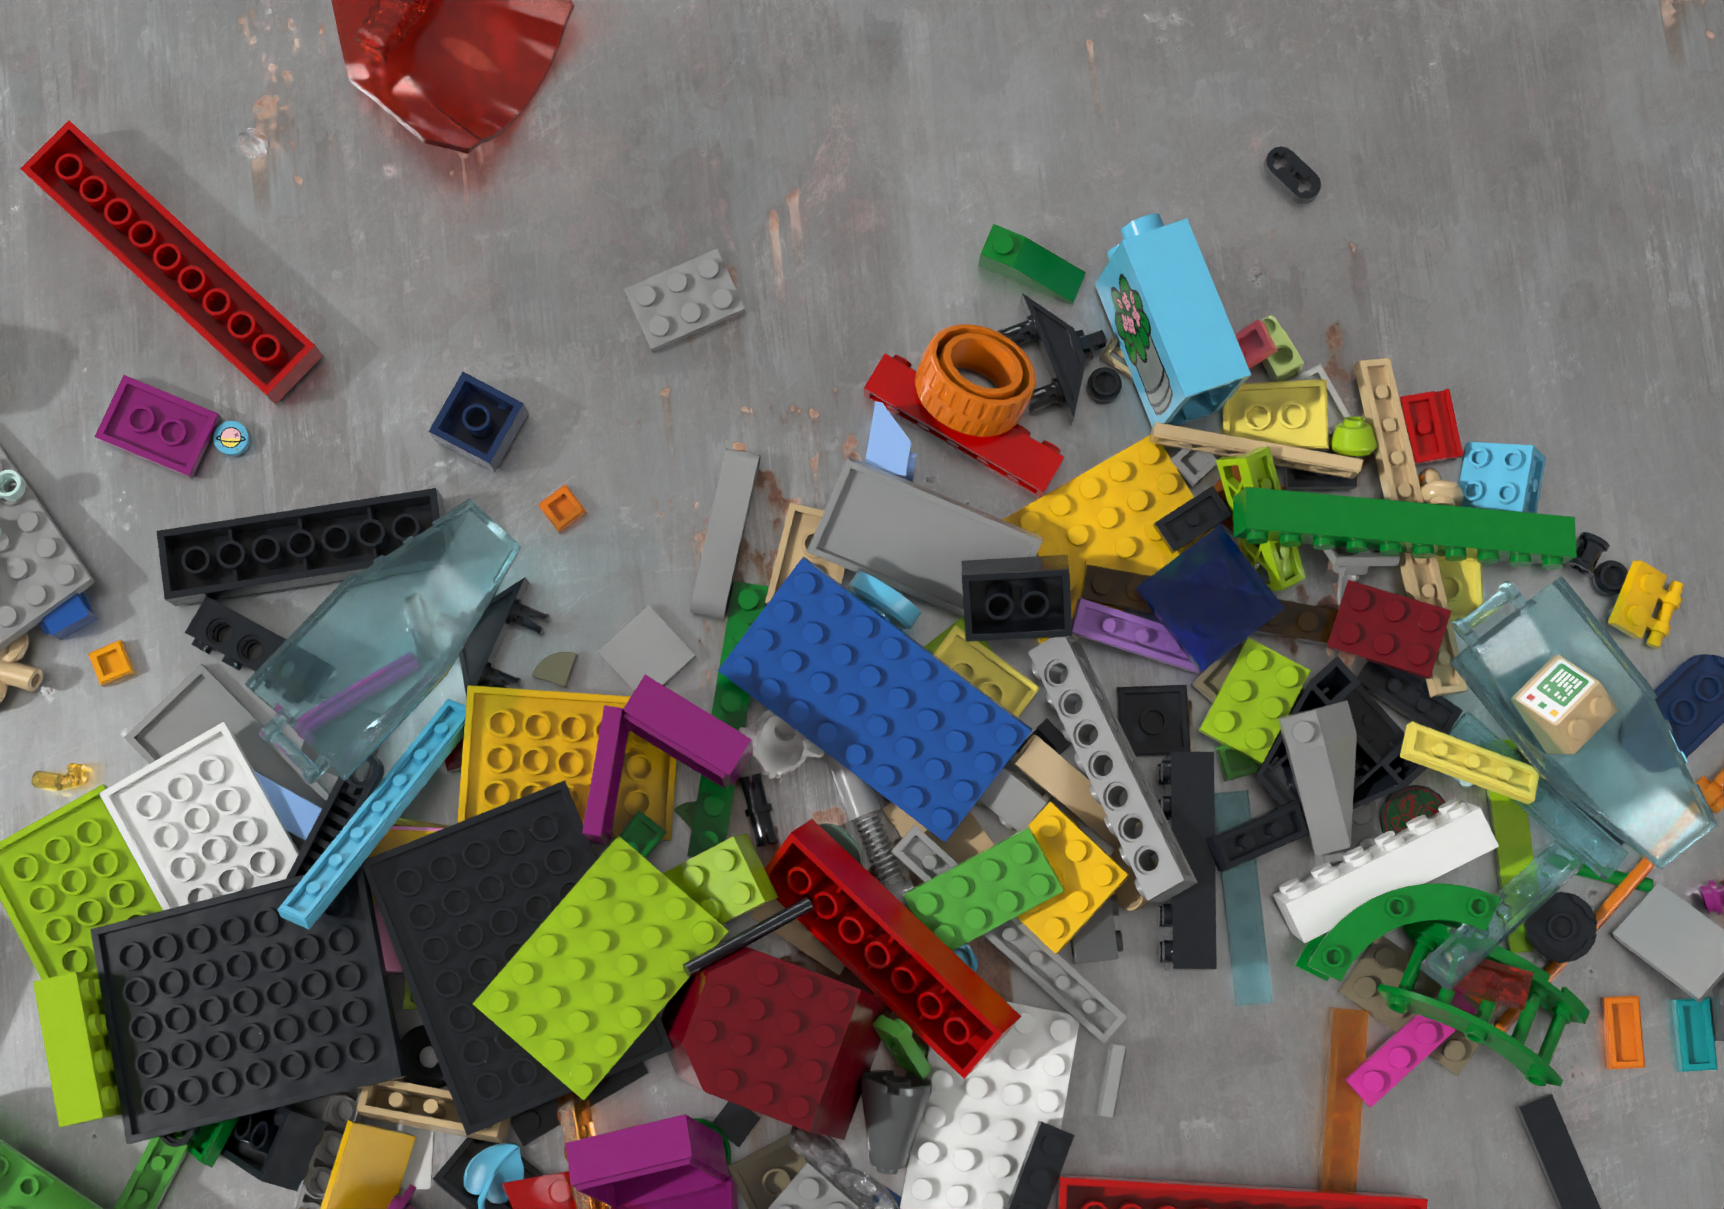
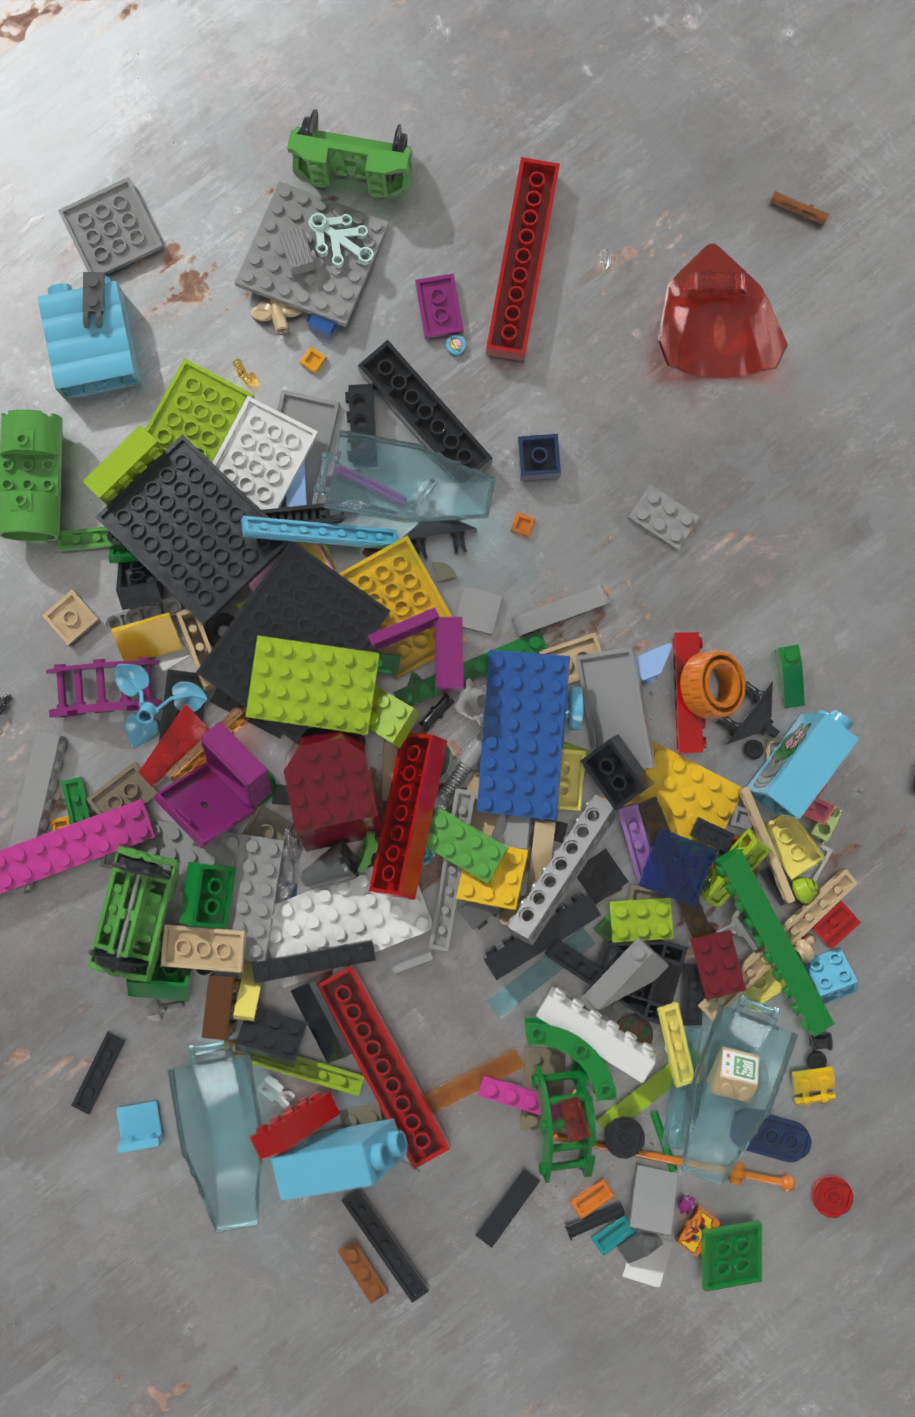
camera: 60 degrees right, 5 degrees up
(747, 937) = (370, 745): black bar -> none
(1518, 902) = (620, 1108): clear light blue tile -> none
(1658, 1049) = (594, 1220): none -> black axle

